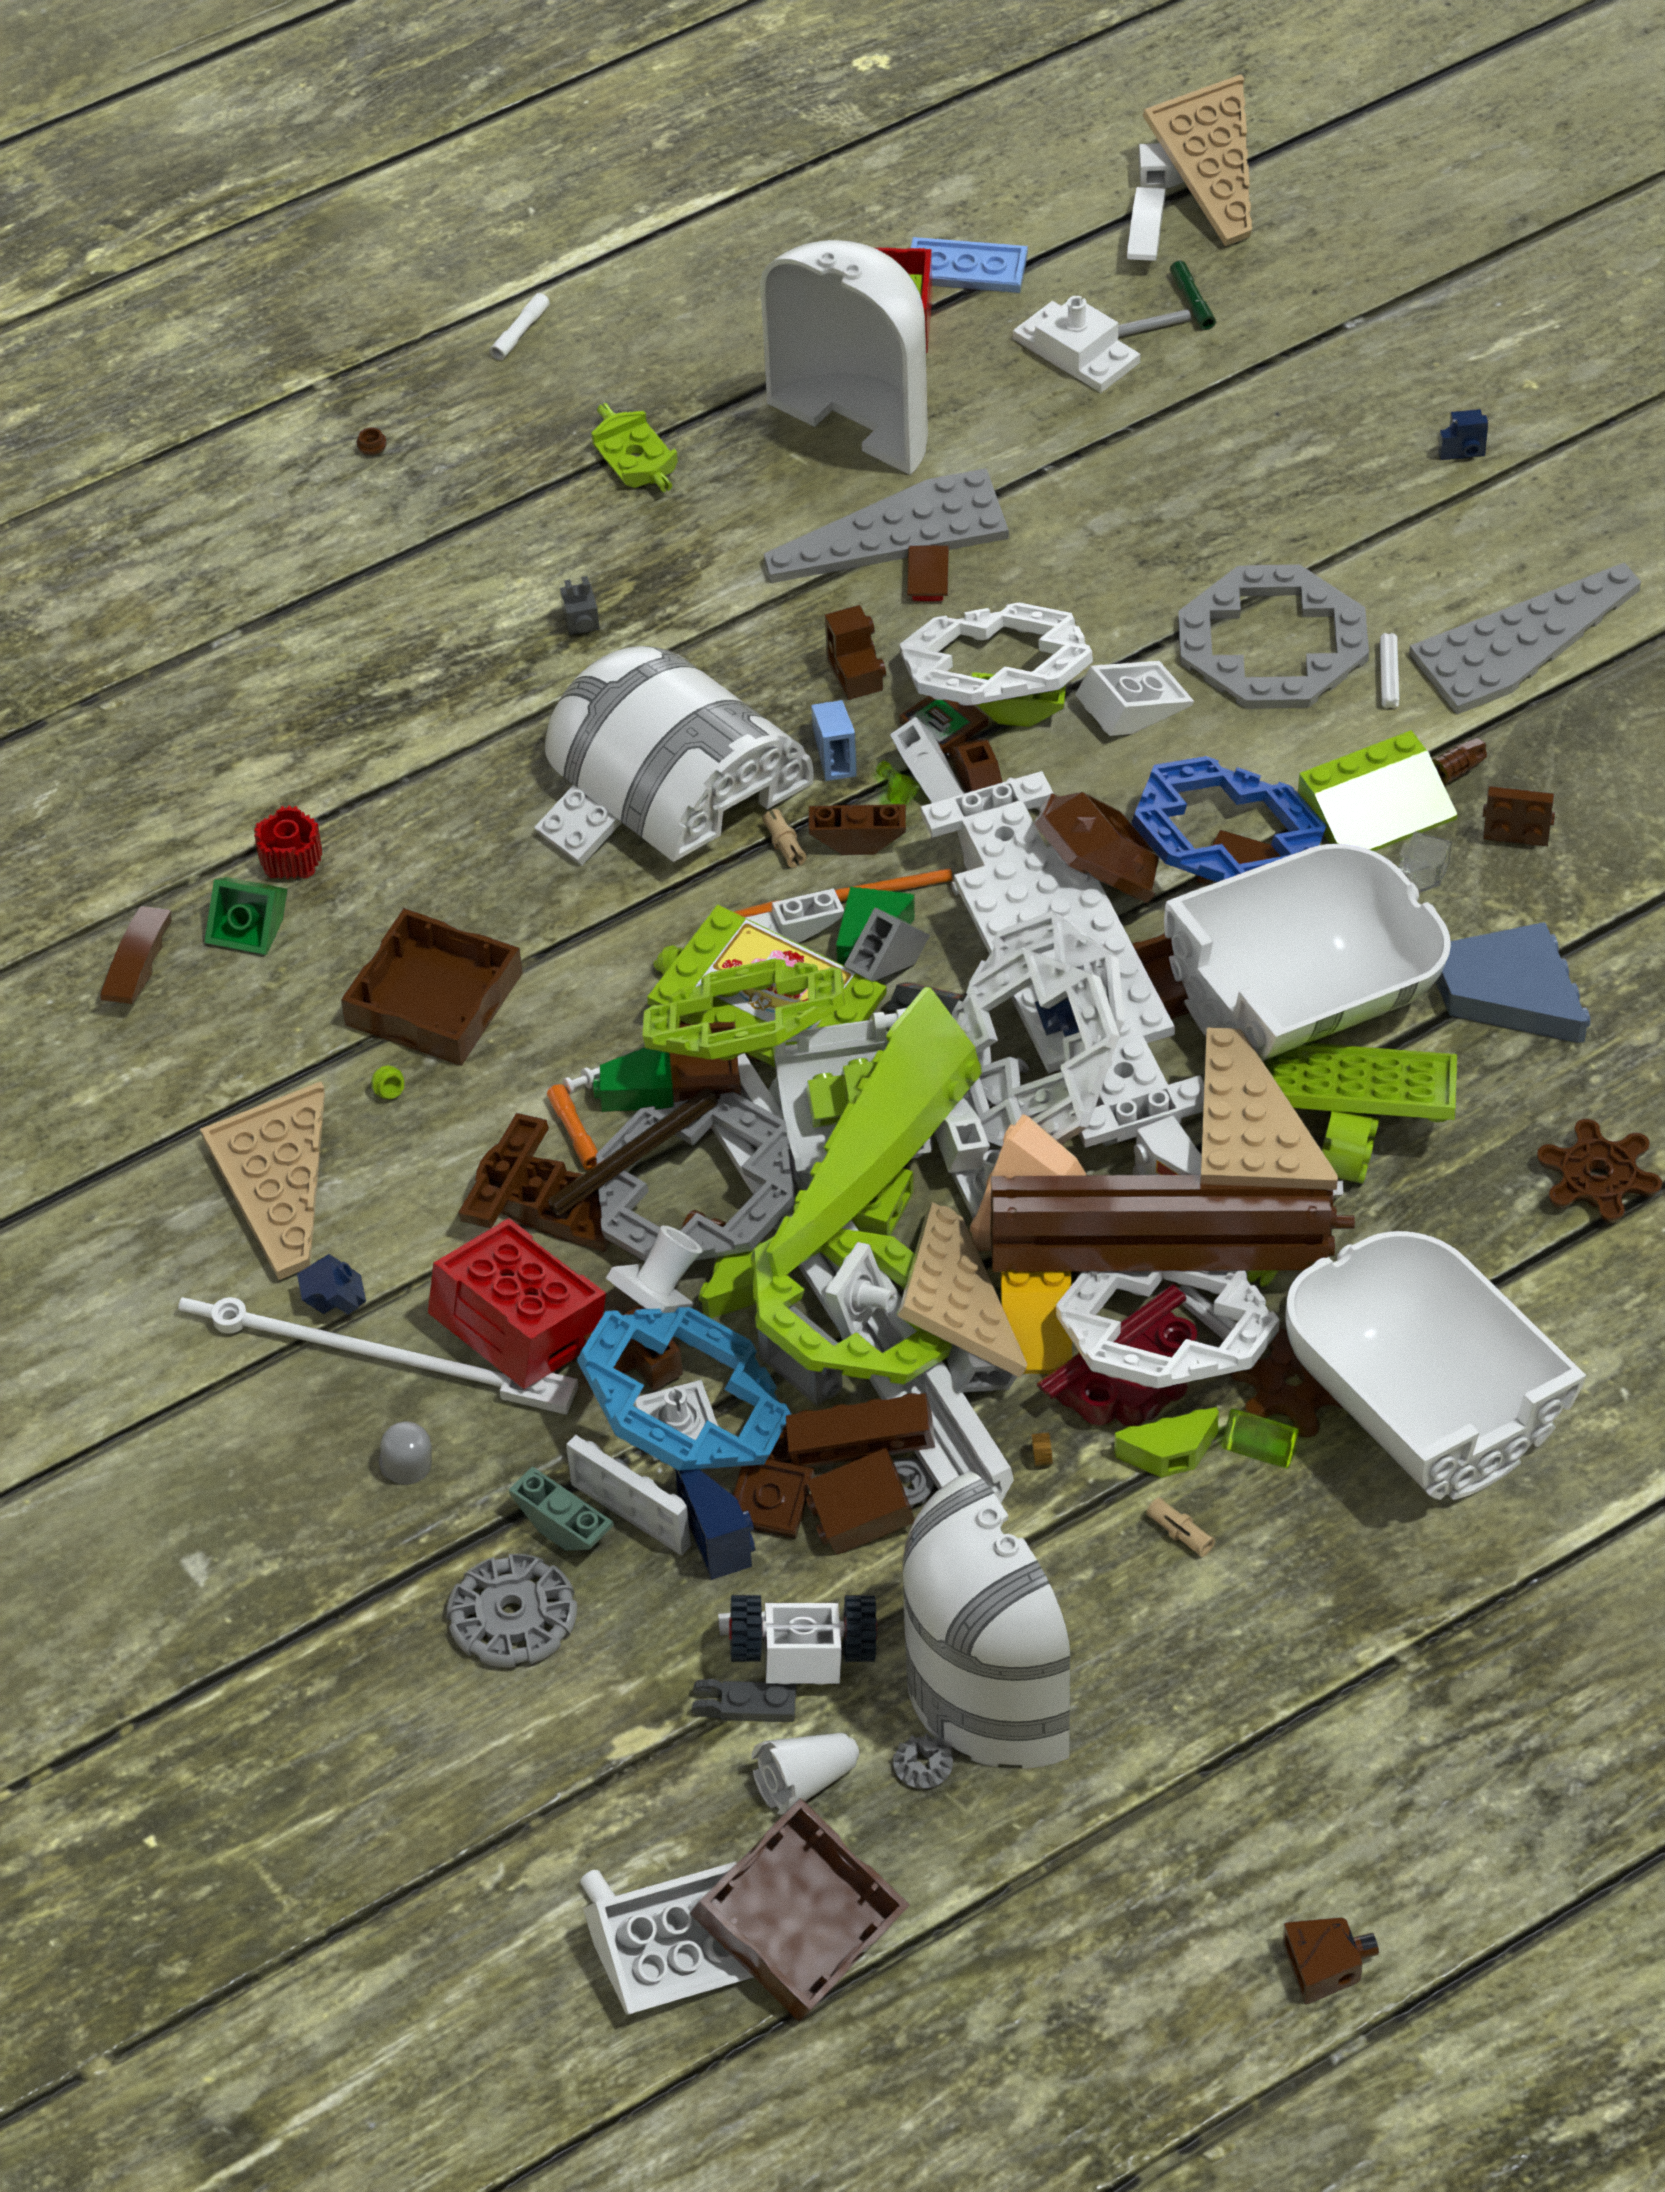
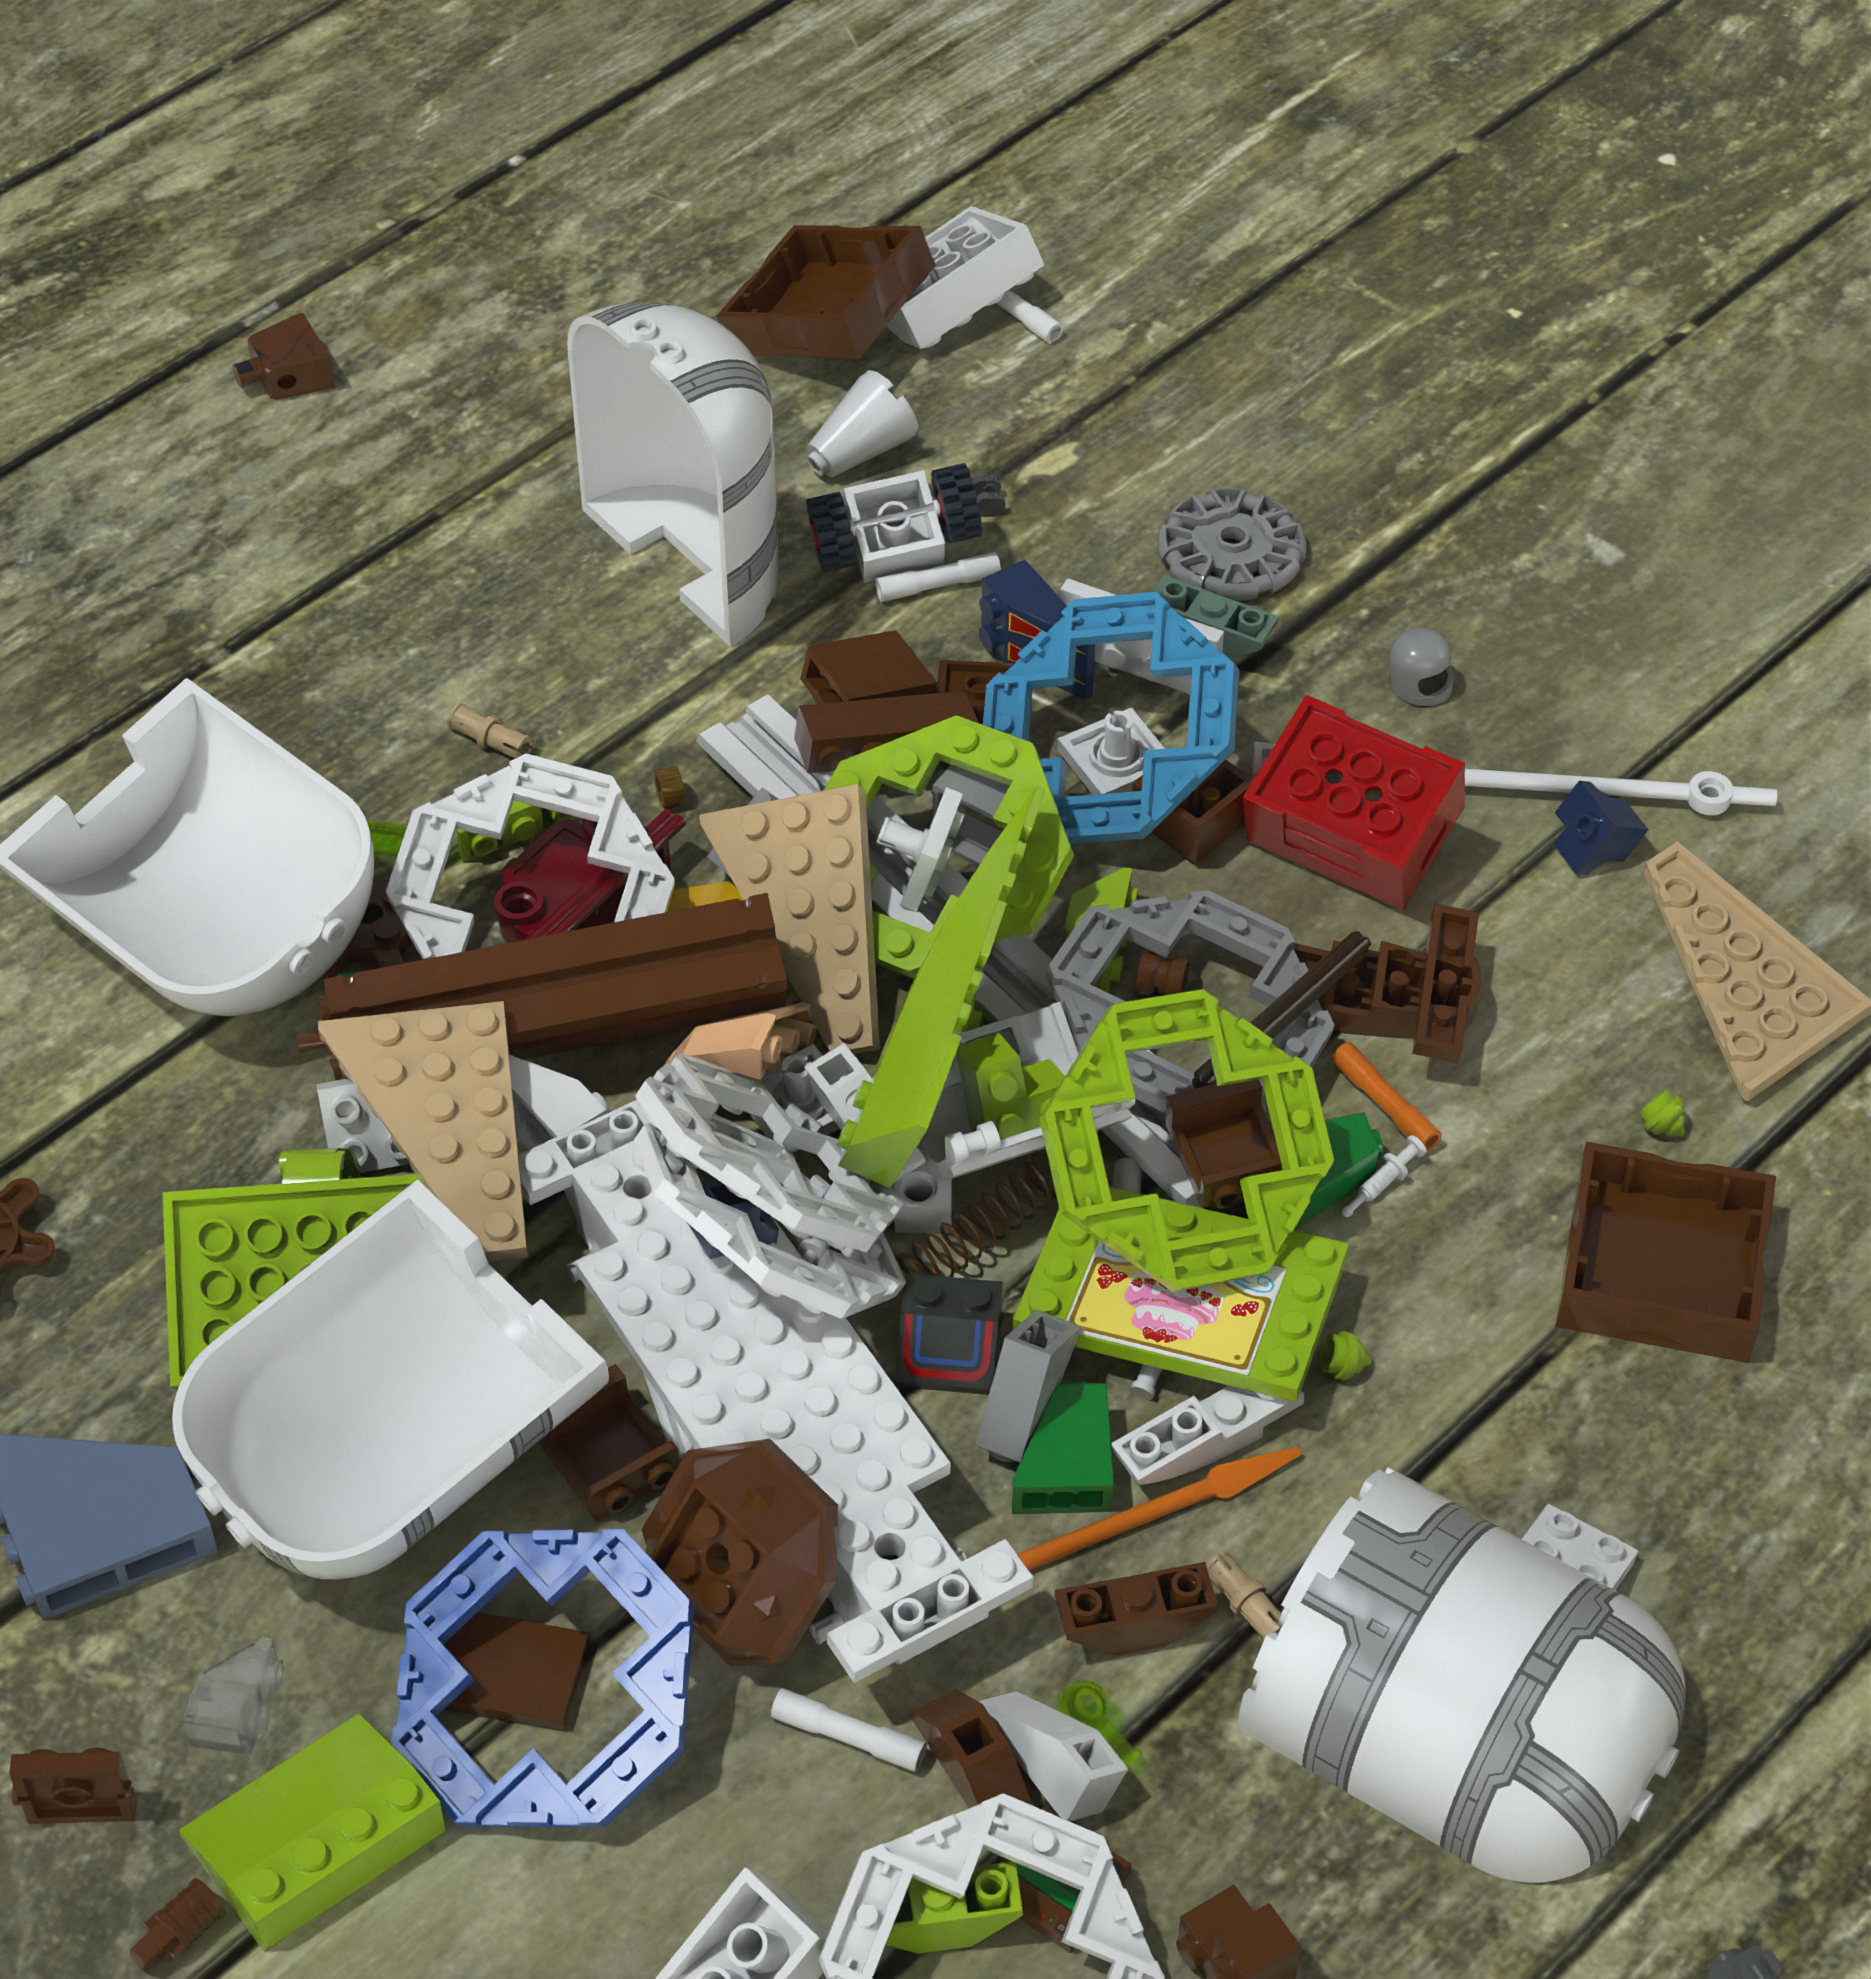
camera: 165 degrees right, 0 degrees up
(655, 1281) = (1195, 858): white plant -> none
(834, 740) = (1223, 1775): light blue slope -> none

